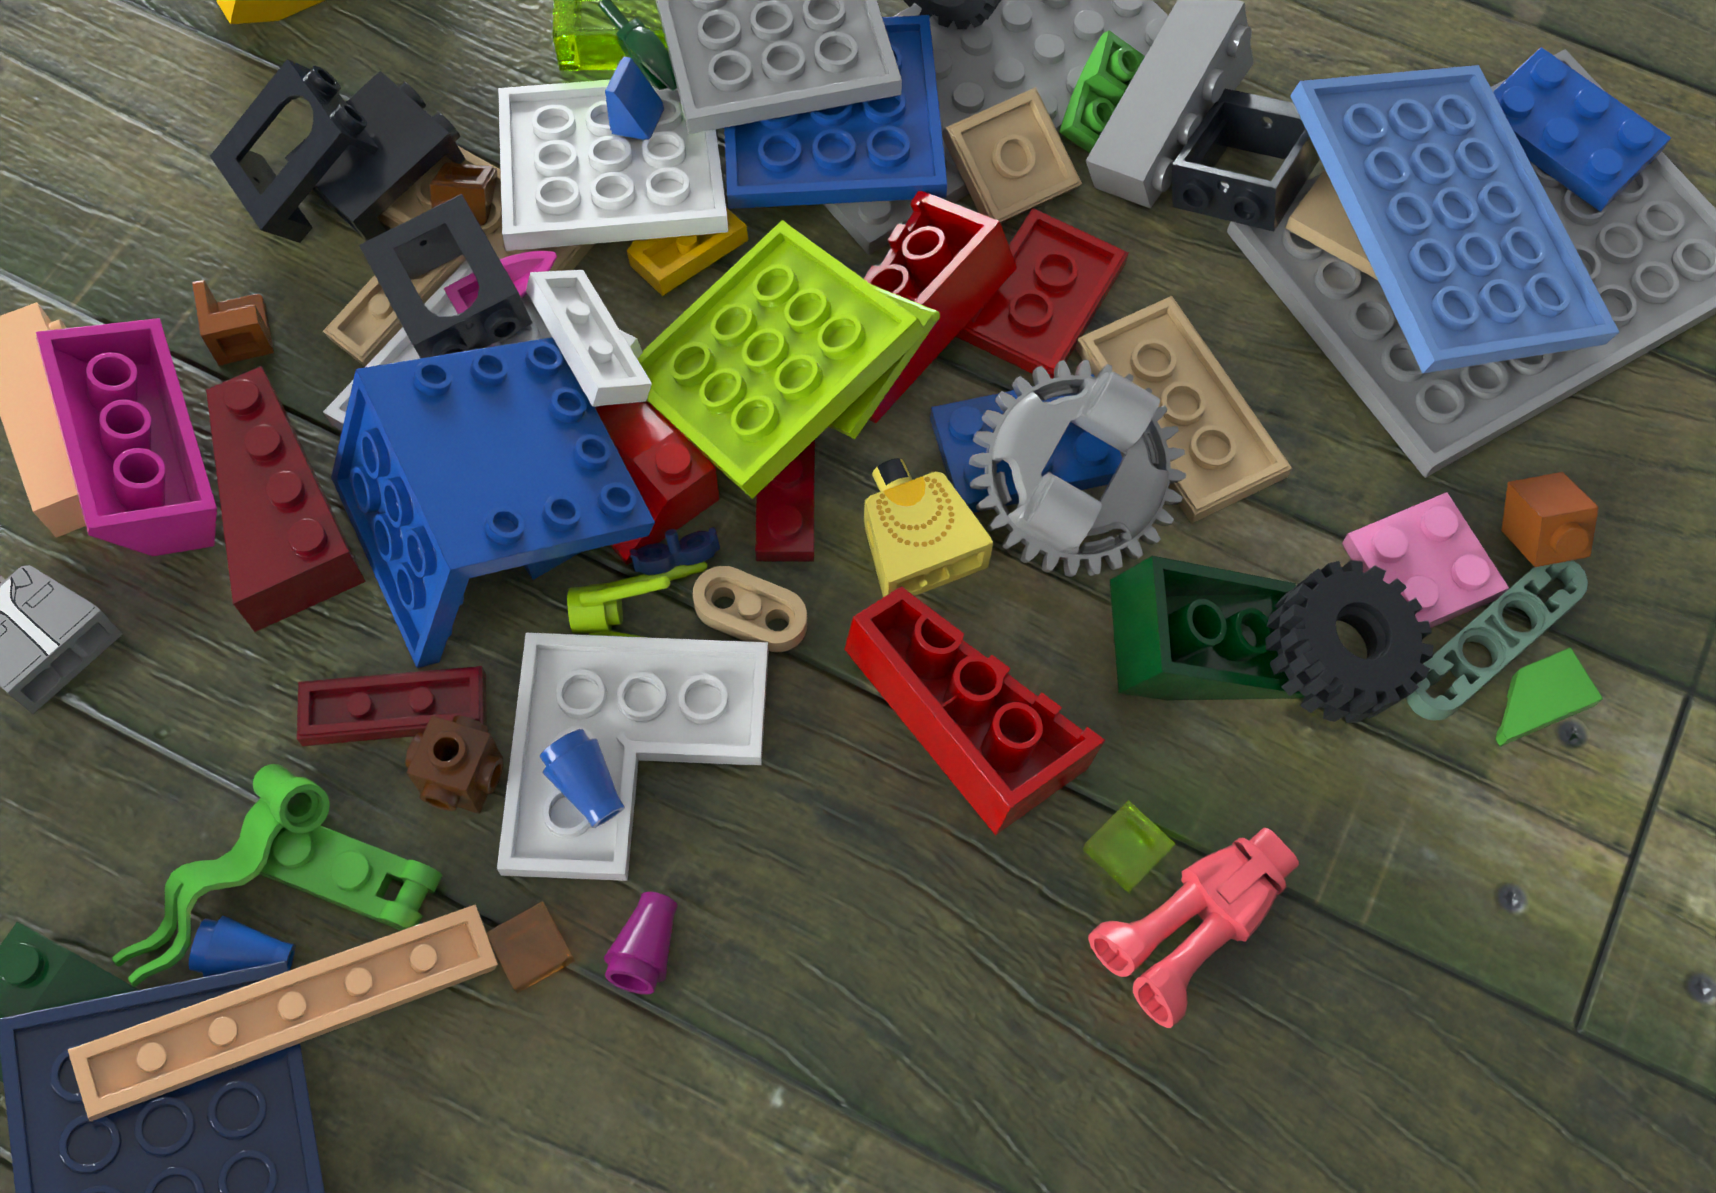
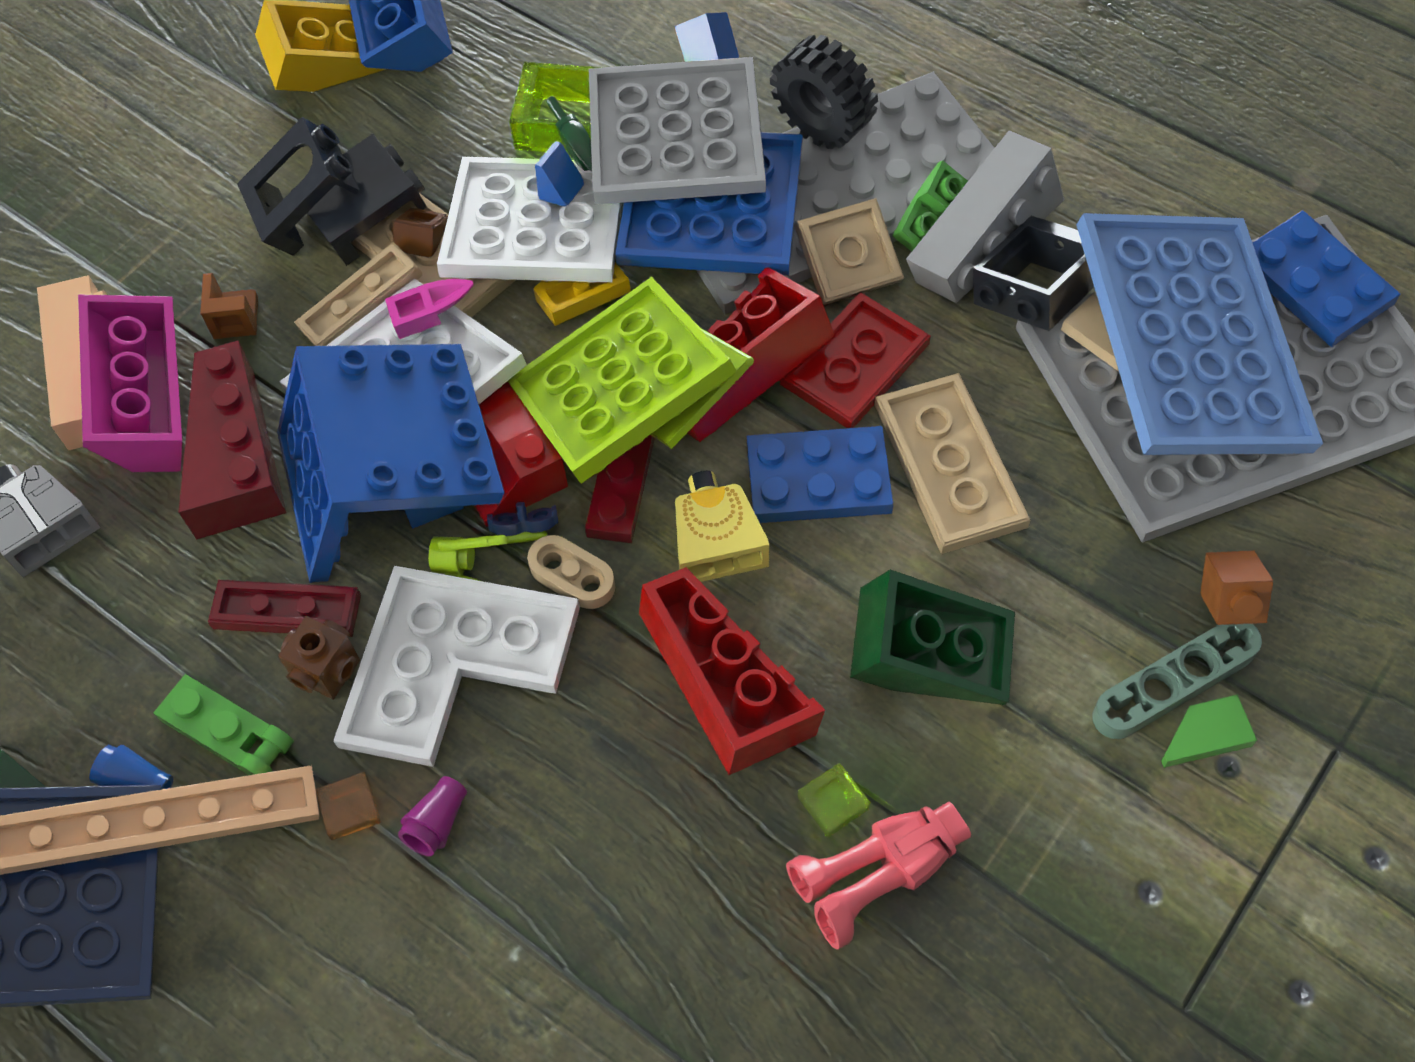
camera: 15 degrees right, 5 degrees down
(283, 802) = (189, 667): bright green flag -> none
(427, 244) = (378, 265): black panel -> none
(582, 776) = (410, 678): blue cone -> none
(588, 337) = (482, 347): white plate -> none
(1055, 514) = (822, 529): light grey piece -> none
(1319, 661) = (1020, 680): black tyre -> none
(1432, 556) = (1127, 612): bright pink plate -> none

